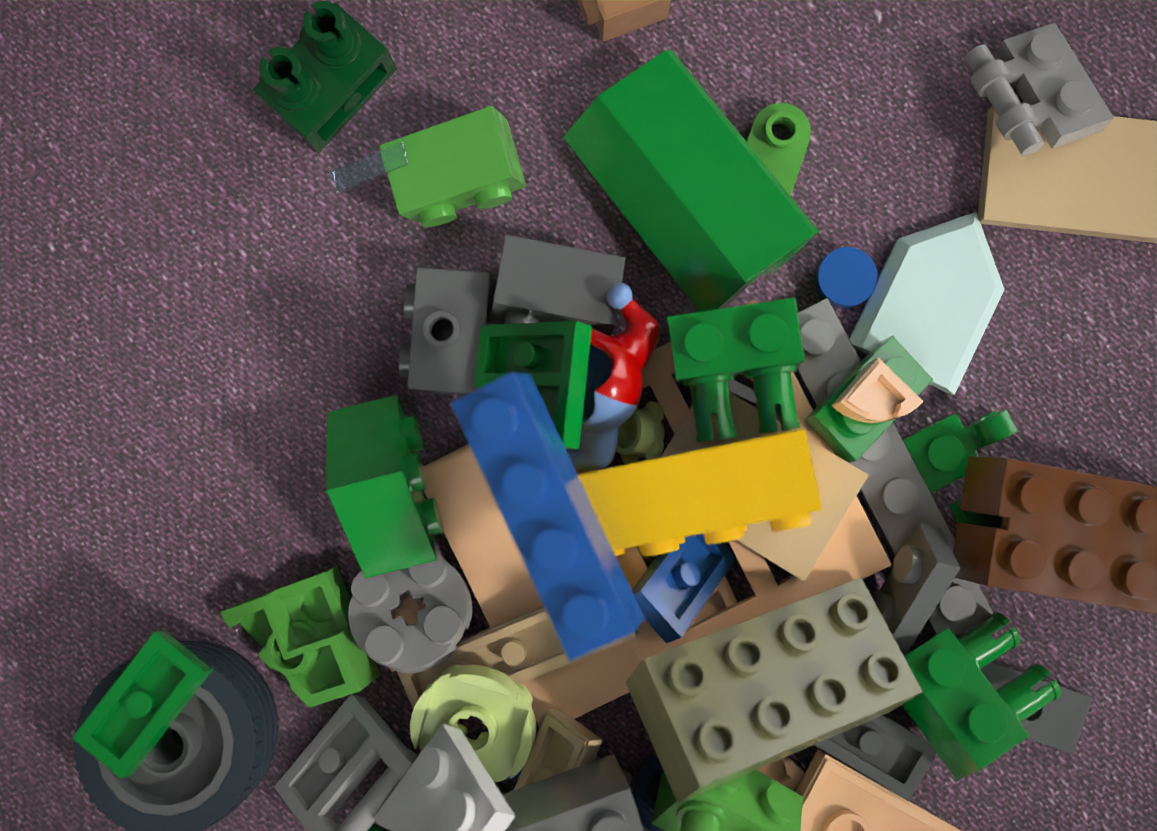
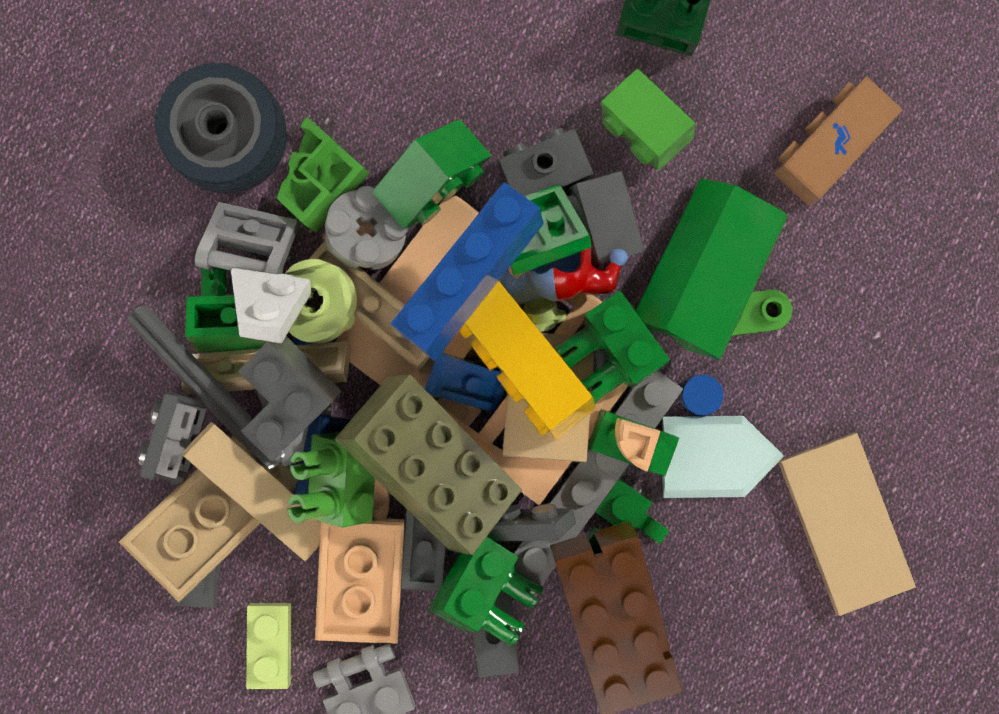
camera: 55 degrees right, 0 degrees up
(142, 704) = (235, 96): green plate -> none
(370, 167) = (621, 69): clear light blue piece -> none
(1049, 81) = (886, 461): light grey plate -> none

